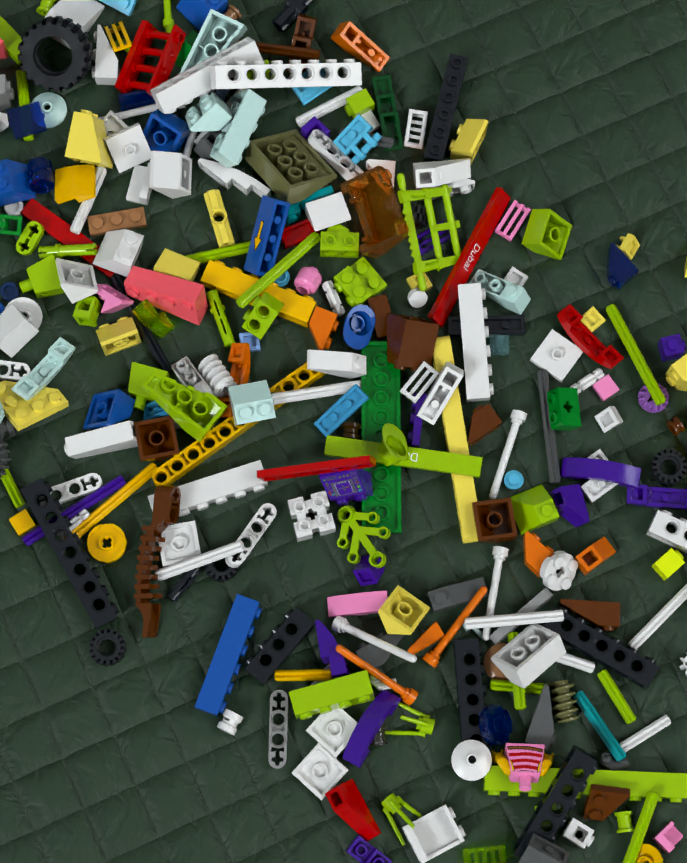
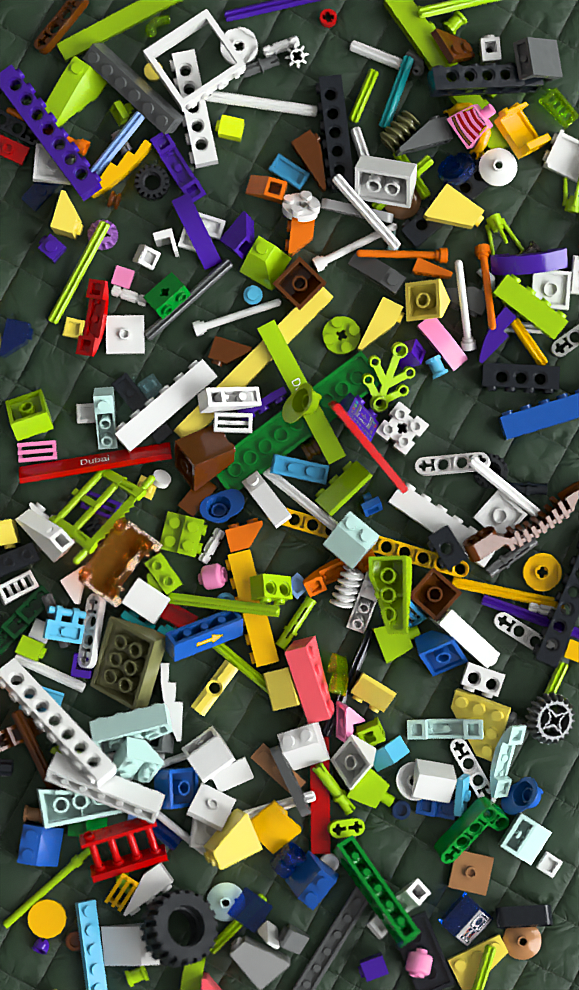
camera: 125 degrees left, 10 degrees up
(60, 315) = (390, 753): none -> medium azure slope
(60, 431) = (483, 675): none -> white brick
(98, 219) = (290, 781): none -> dark grey beam
(138, 521) = (510, 557): none -> dark grey pin
(196, 481) = (456, 554): none -> black brick
(268, 446) = (371, 505): none -> blue tile
(299, 432) = (342, 487): none -> lime slope
(341, 584) = (436, 366): none -> medium azure bush
(413, 569) = (383, 320): none -> light yellow slope
(437, 528) = (351, 330): none -> lime plate
(461, 693) = (454, 209): none -> light yellow slope
(489, 803) = (519, 131): none -> yellow panel
(596, 586) = (289, 172): none -> dark azure tile
(608, 445) = (166, 237): none -> white panel

